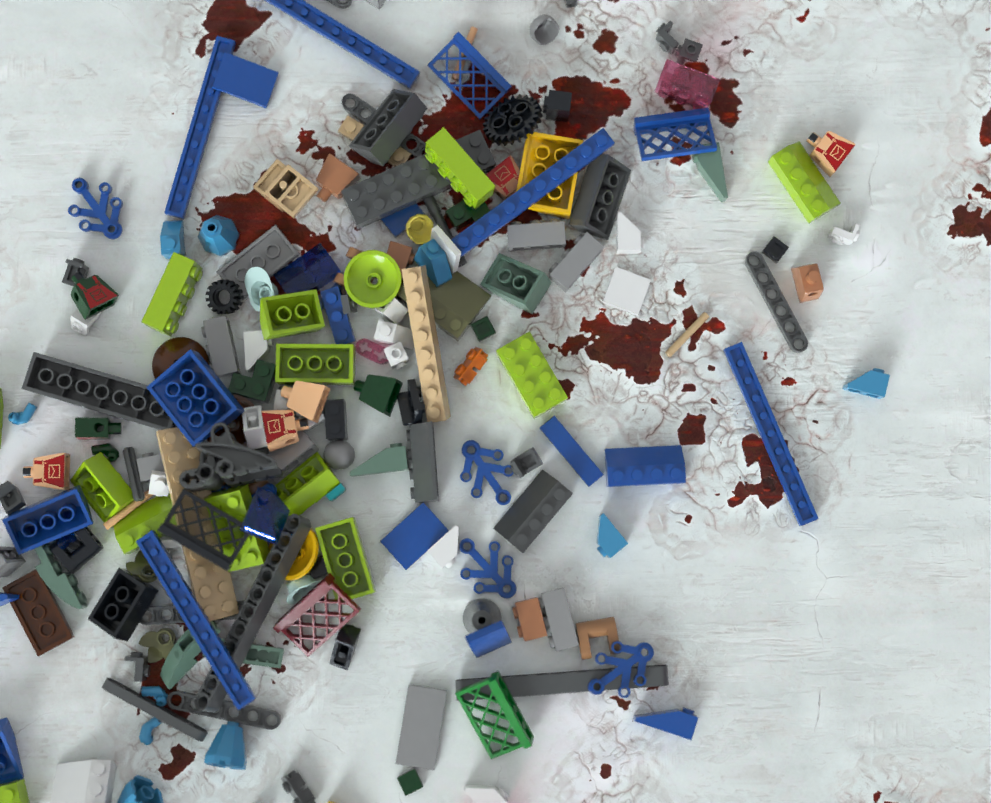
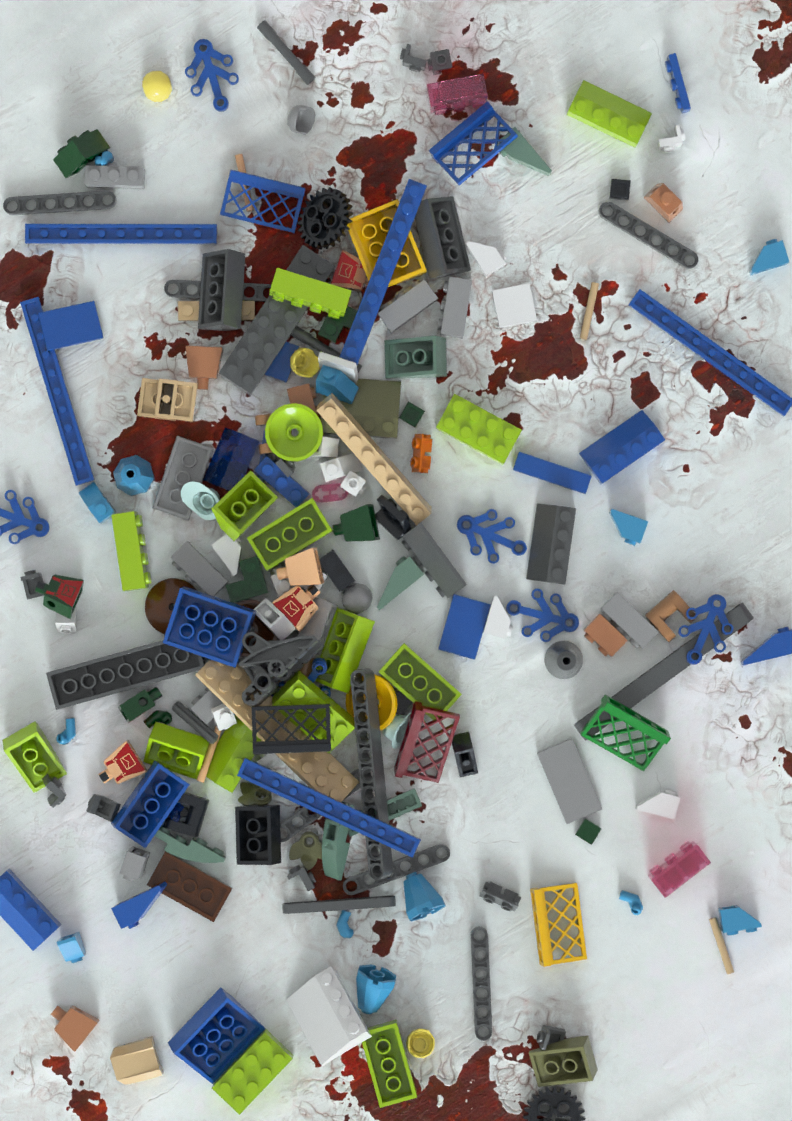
camera: 30 degrees left, 5 degrees up
(157, 692) = (332, 890): dark azure arm -> none
(234, 292) = (167, 533): black tyre -> none
(265, 516) = (333, 687): clear blue slope -> none
(336, 492) = (375, 631): teal tile -> none
(488, 639) = (581, 673): blue tile -> none
(526, 462) = (519, 506): dark grey bracket -> none
(557, 106) = (356, 181): black piece -> none
(829, 151) = (614, 73): torso -> none
(877, 191) = (677, 83): none -> blue plate

